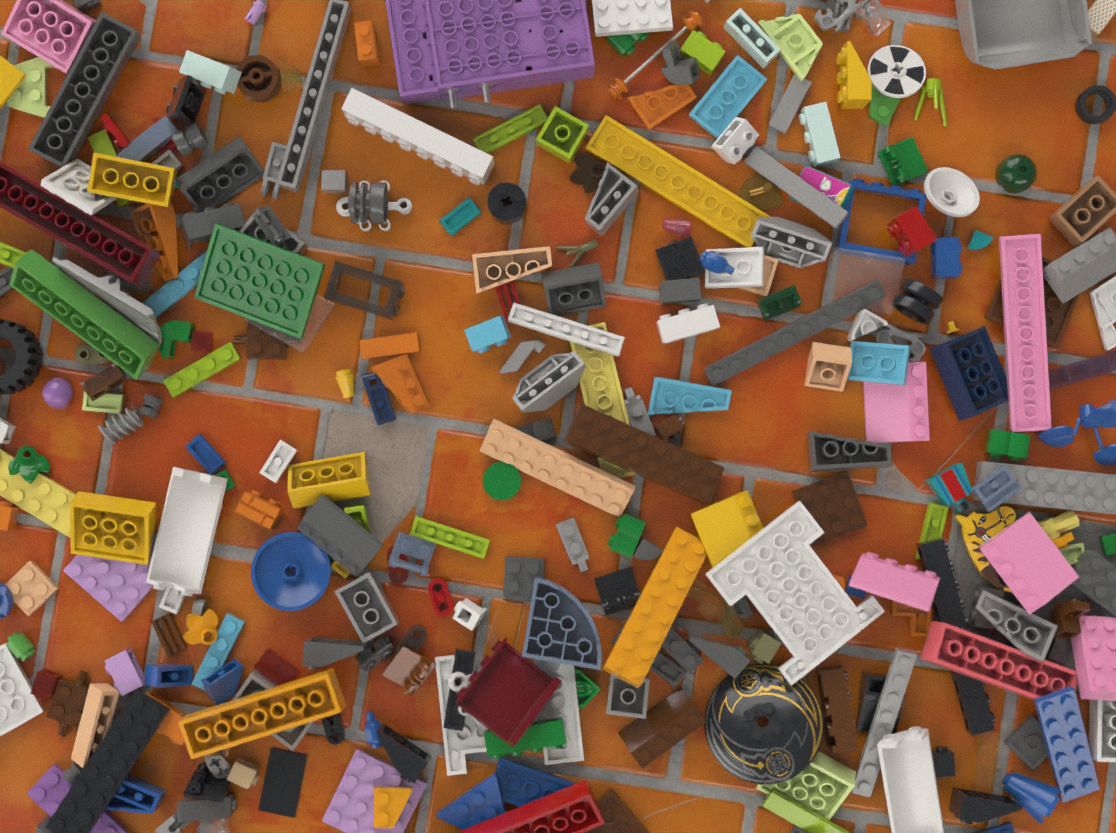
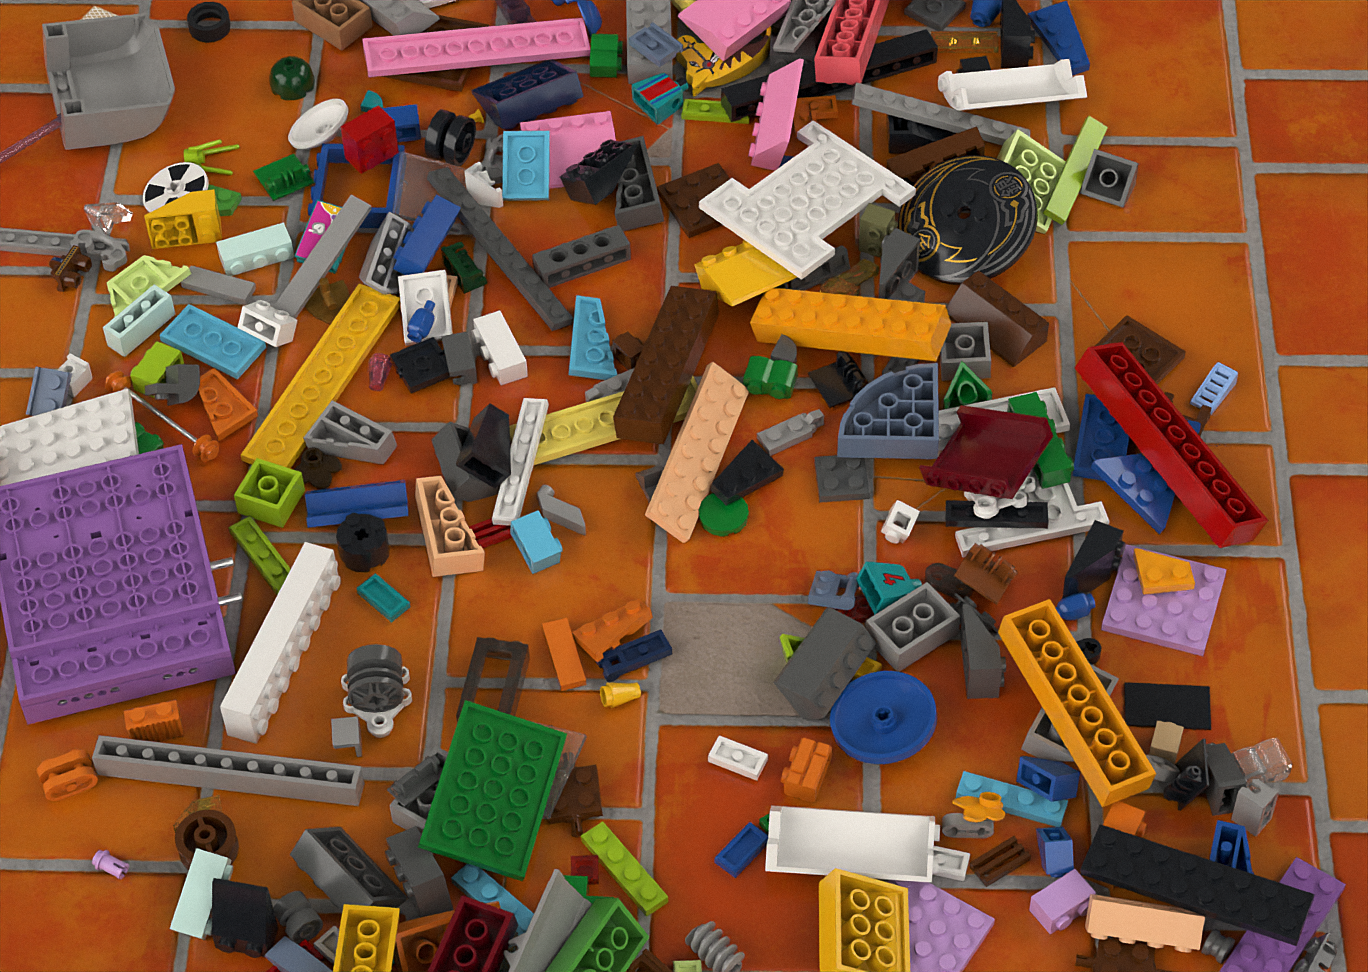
camera: 95 degrees left, 35 degrees down
(153, 401) = (679, 915): dark grey wheel -> none
(273, 168) = (334, 812): light grey hinge -> none
(276, 668) = (1016, 726): clear red panel -> none
(333, 477) = (751, 699): yellow slope -> none
(405, 594) = (885, 584): none -> teal torso
(439, 597) = (883, 553): red plate -> none
(450, 537) = (805, 556): lime plate -> none
(534, 503) = (746, 473): none -> black wing
(548, 202) = (377, 499): none -> blue slope
(549, 382) = (586, 471): light grey wedge -> none
(575, 249) = (416, 464): olive plant -> none
(579, 304) = (487, 447): none -> black slope
(767, 392) = (582, 256): none -> dark grey brick
(804, 273) = (427, 237): none -> blue brick
(828, 366) = (535, 214): light nougat slope -> none
(861, 424) = (598, 172): none -> black slope

